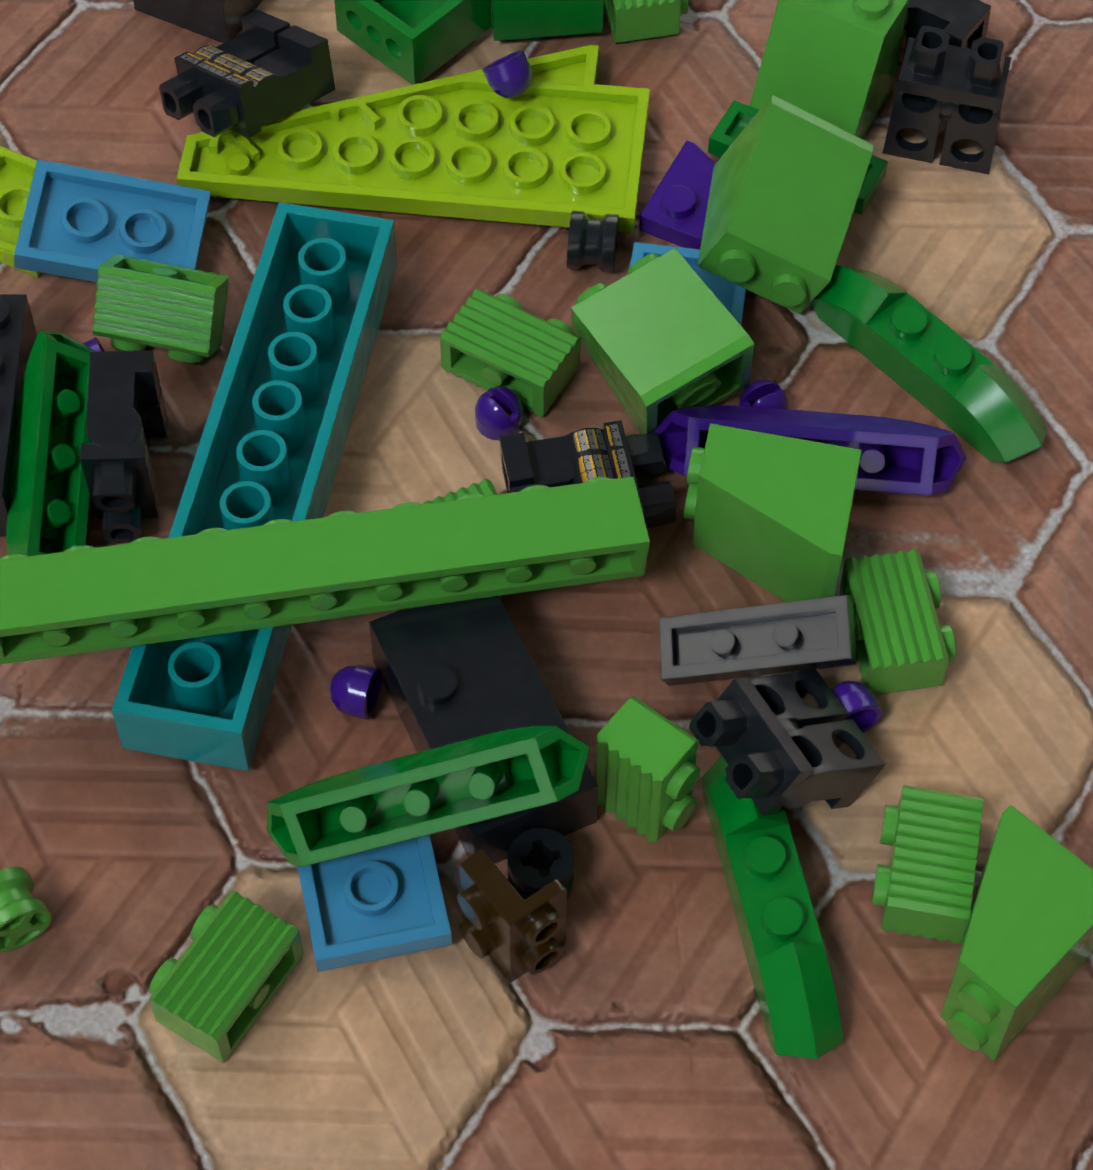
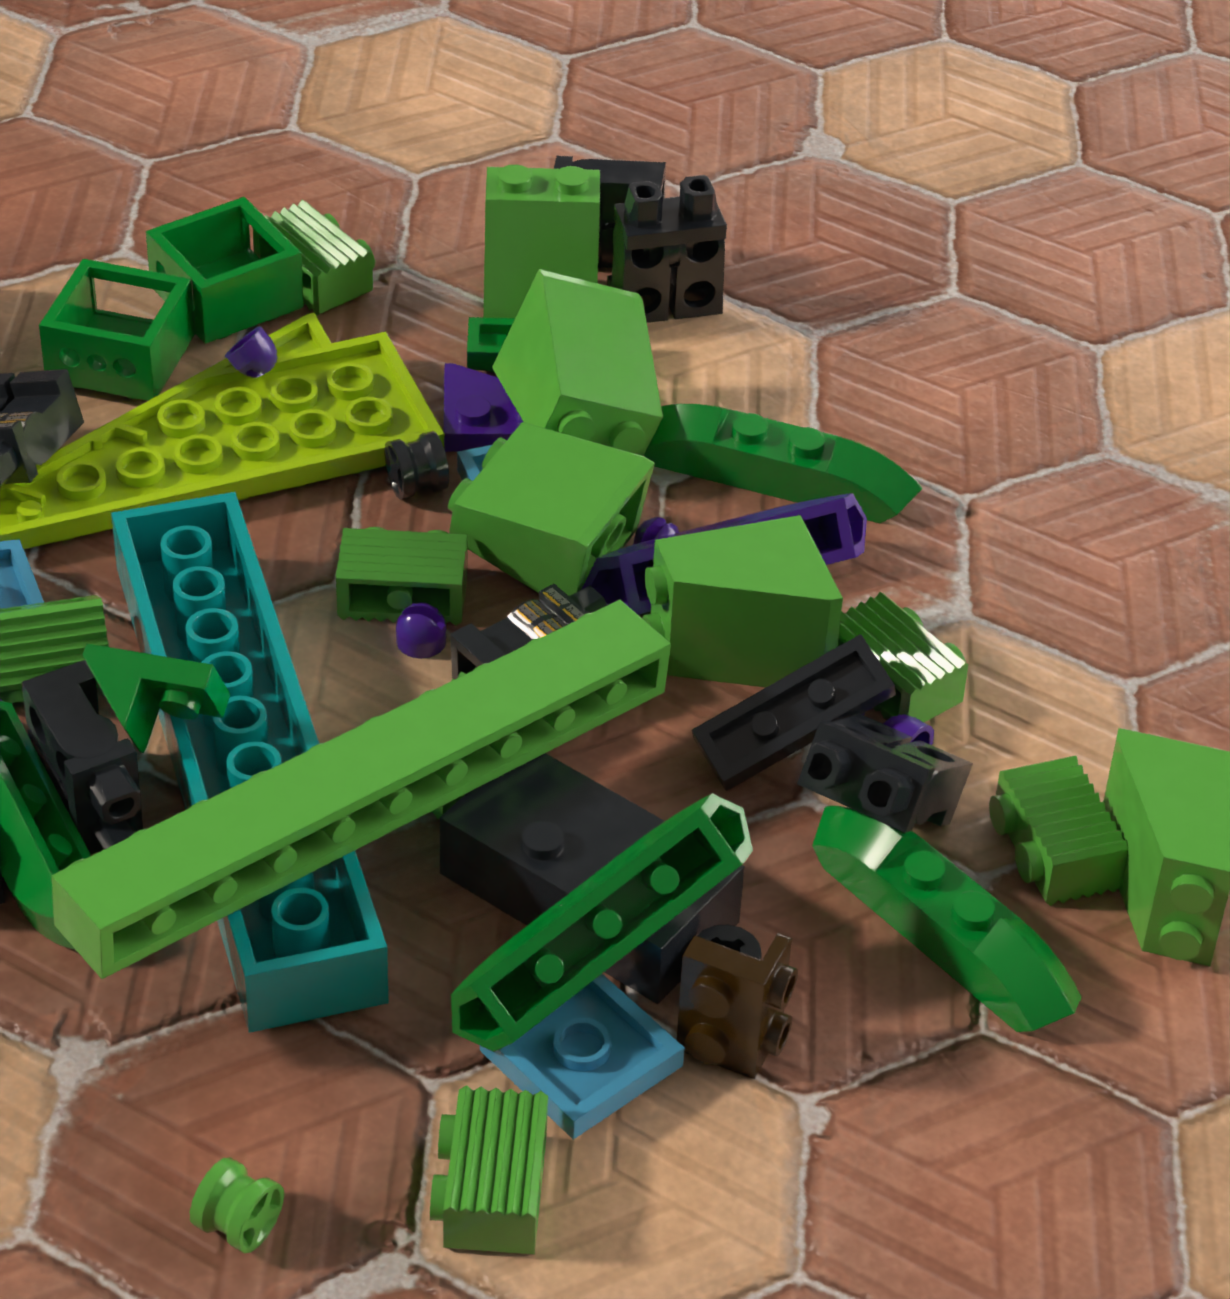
camera: 30 degrees left, 15 degrees down
(177, 401) = (144, 683): none -> green slope
(356, 690) = (447, 895): dark purple hinge -> none
(646, 770) = (783, 830): bright green brick -> none

